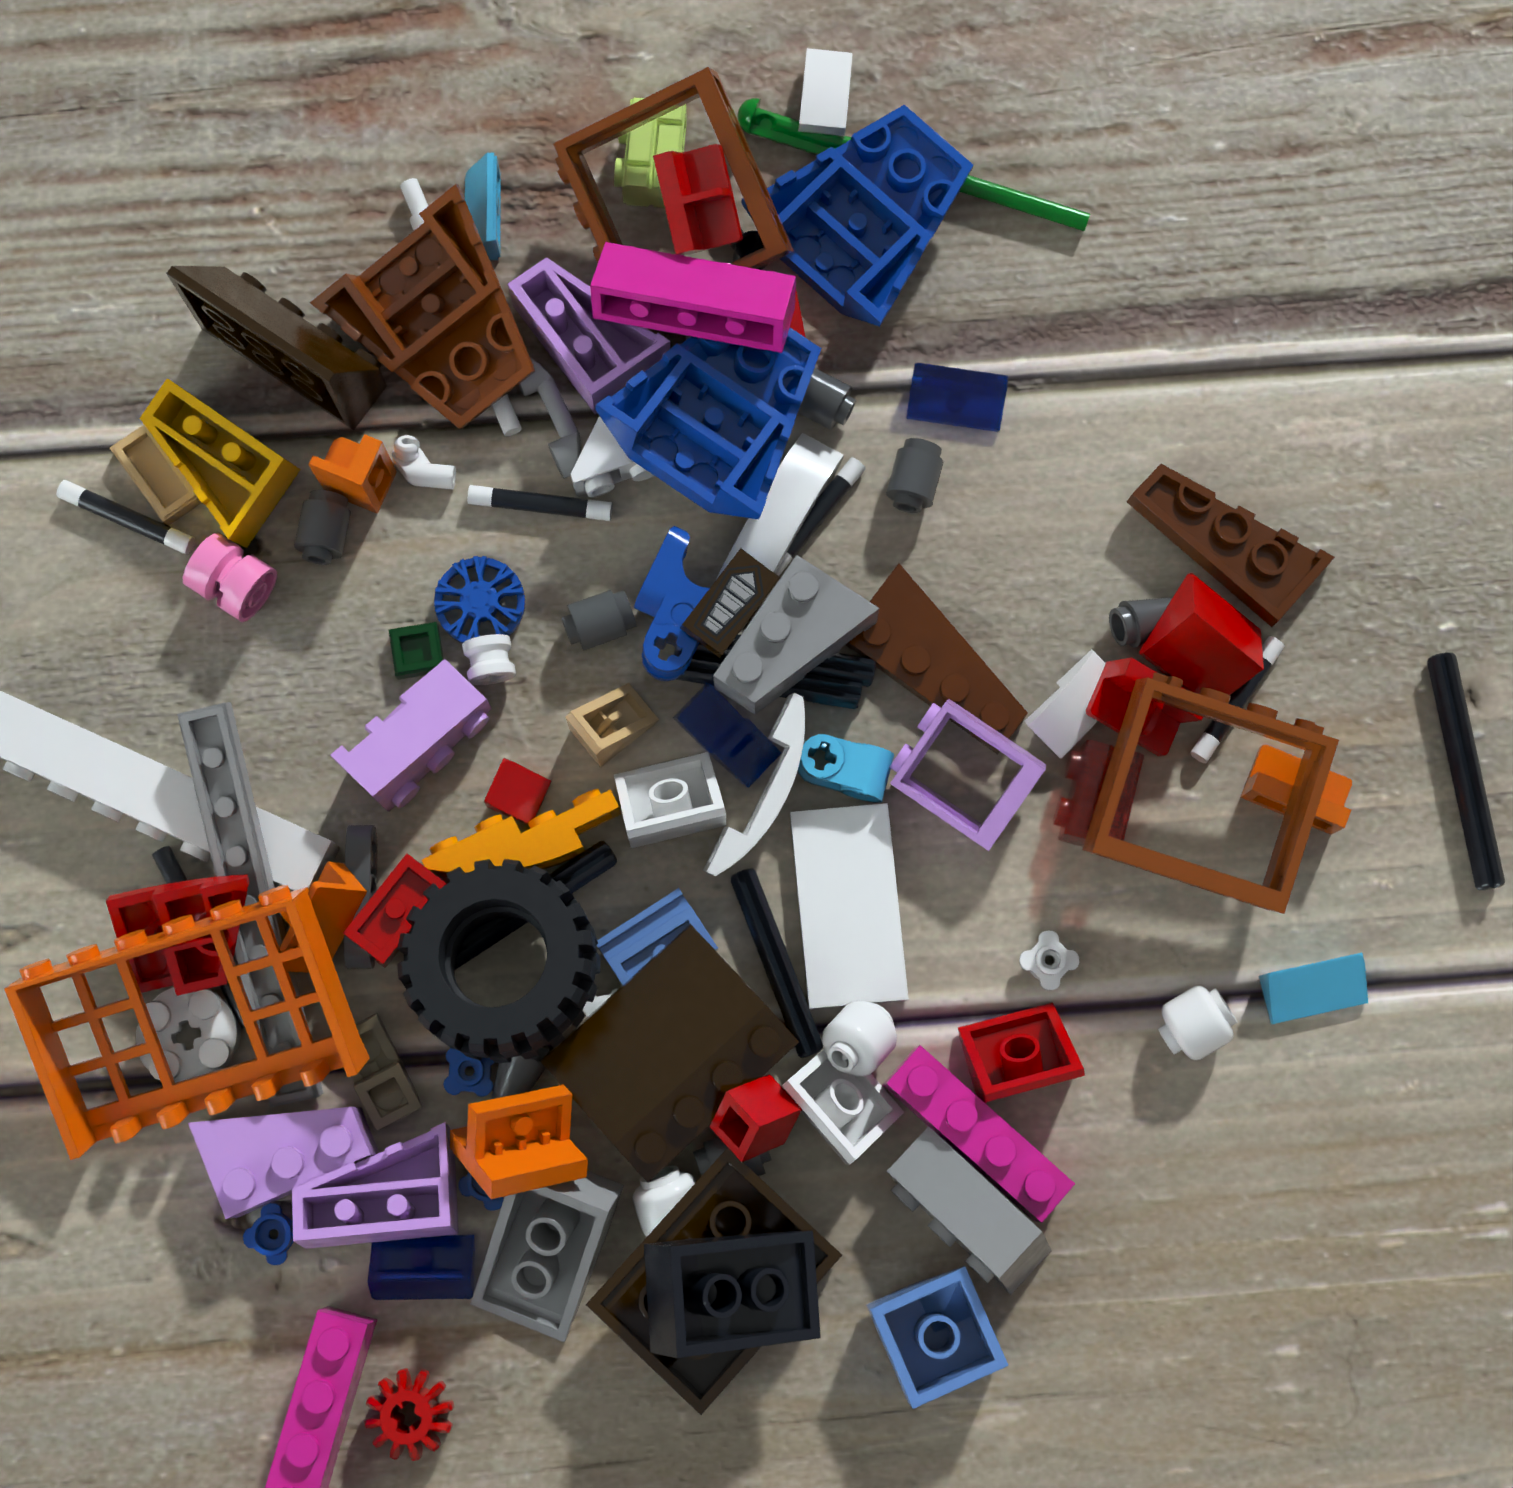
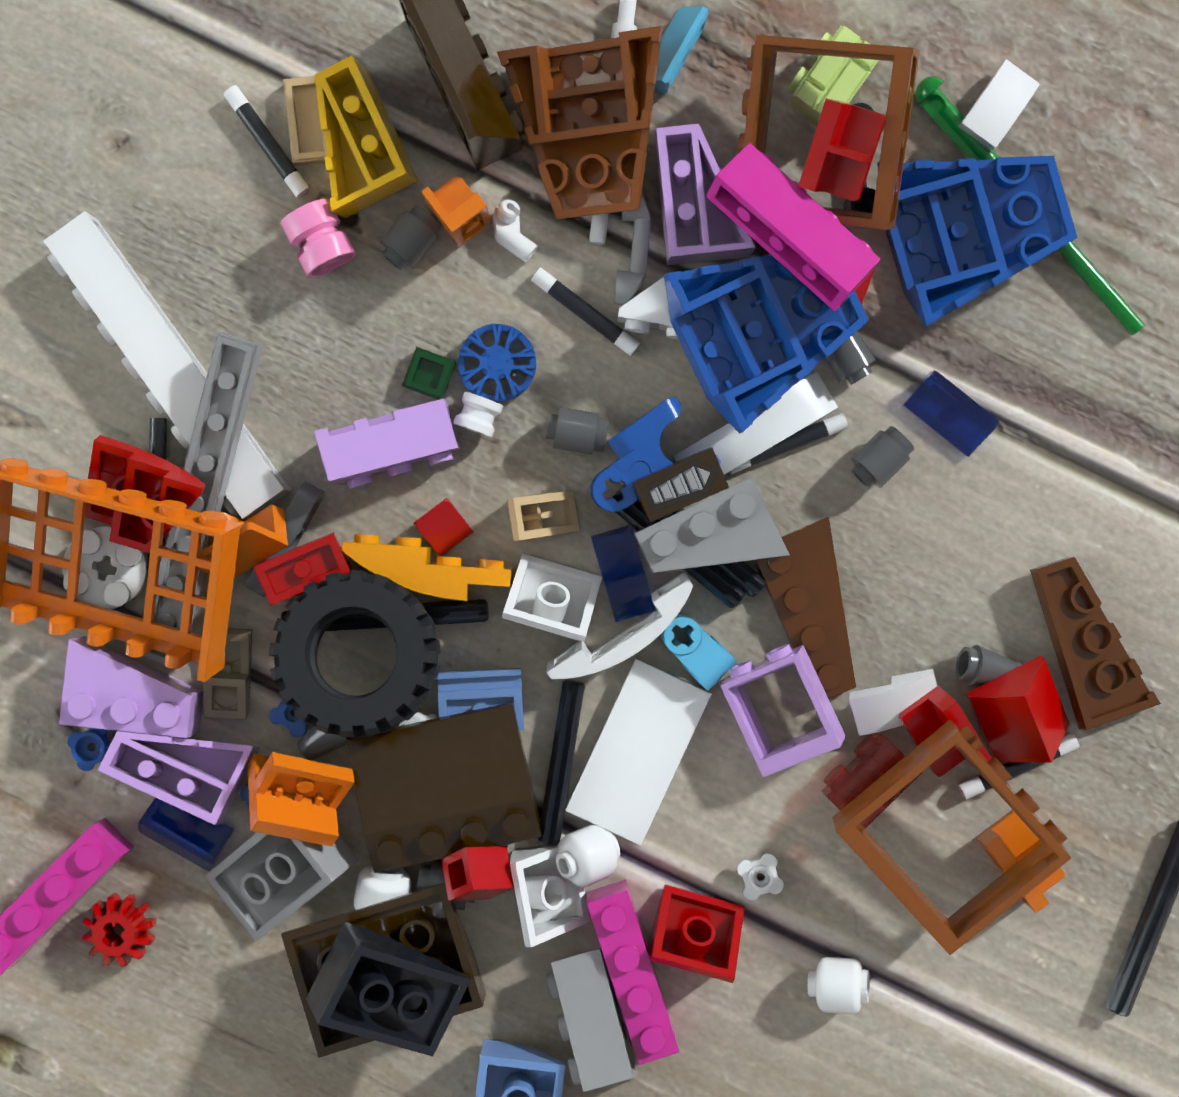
camera: 30 degrees right, 10 degrees up
(1315, 988) = (941, 1007): medium azure slope -> none

